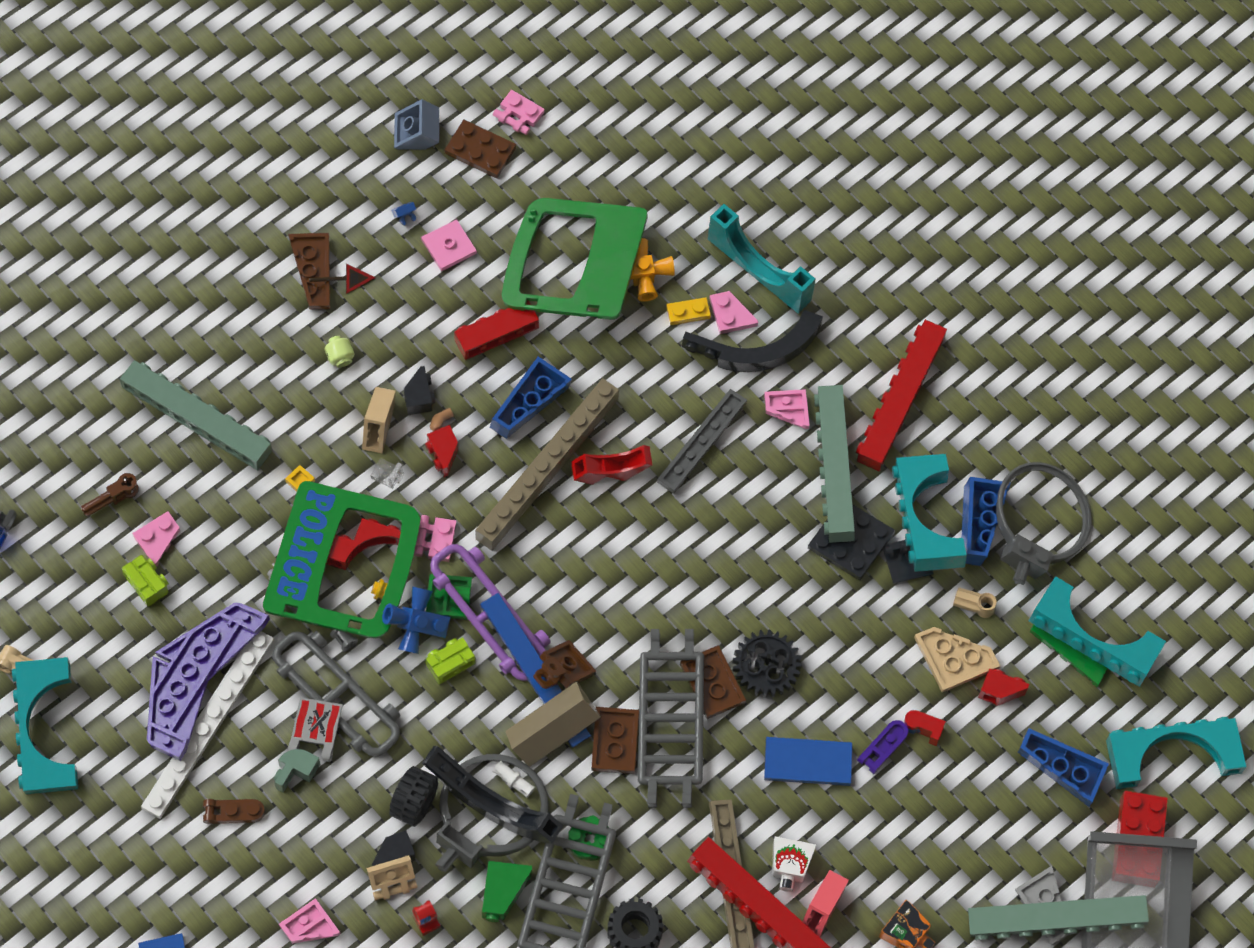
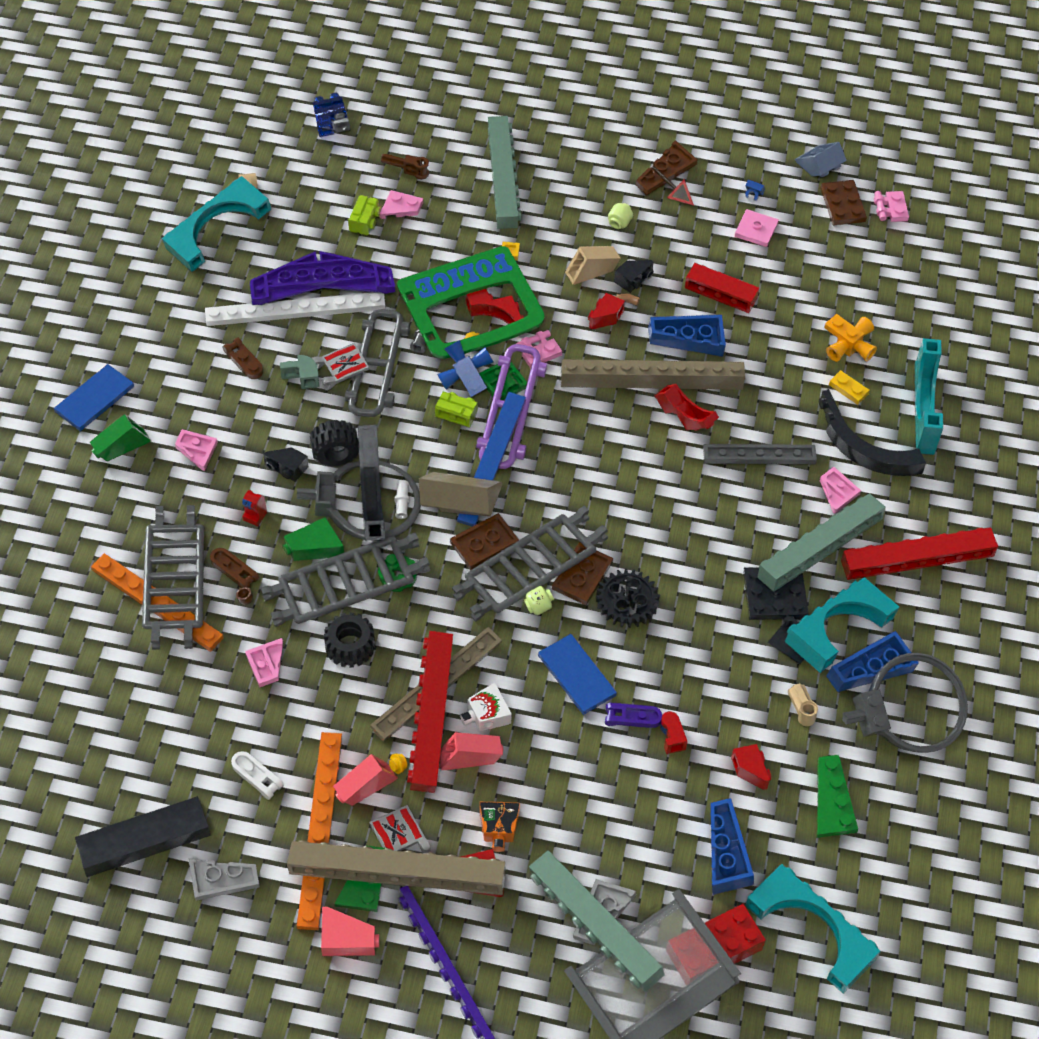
camera: 55 degrees right, 10 degrees down
(387, 473) = (560, 294): clear bracket -> none
(389, 874) = (267, 465): tan plate -> none
(556, 669) = (503, 467): reddish brown plate -> none
(608, 266) = (821, 314): green door -> none
(715, 739) = (538, 600): none -> yellowish green head
(730, 313) = (873, 413): bright pink wing -> none
(954, 658) = (745, 719): tan plate -> none
(1128, 660) = (855, 841): teal arch -> none

